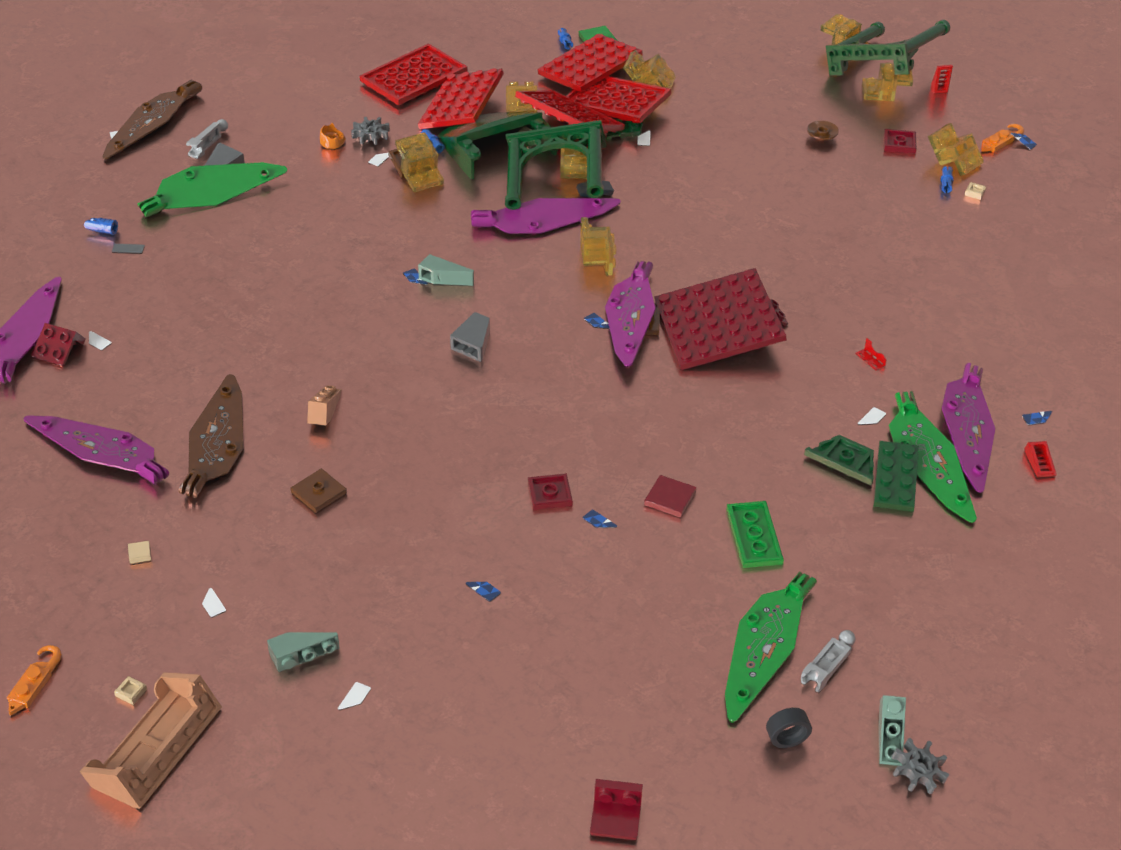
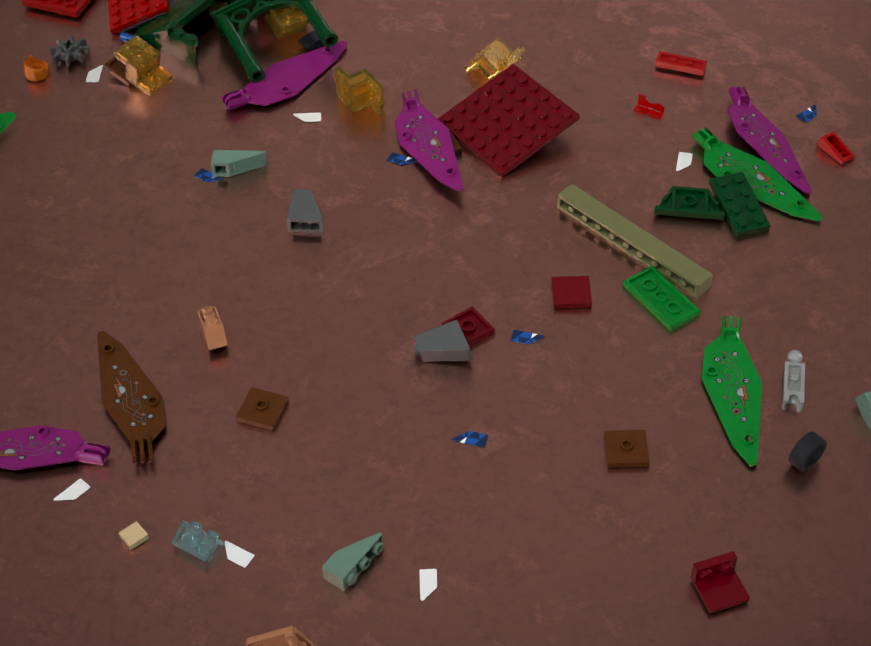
camera: 25 degrees left, 5 degrees up
(119, 497) = (73, 491): none -> white sticker
(185, 576) = (197, 541): none -> clear light blue bracket
(434, 128) = (143, 22): none -> black piece
(512, 495) = (443, 344): none -> dark grey slope
(540, 256) = (309, 117): none -> white sticker
(619, 655) = (626, 448): none -> reddish brown plate
(747, 257) = (495, 58): none -> clear yellow bracket
(765, 473) = (634, 241): none -> olive brick
(935, 324) = (681, 63): none -> red plate

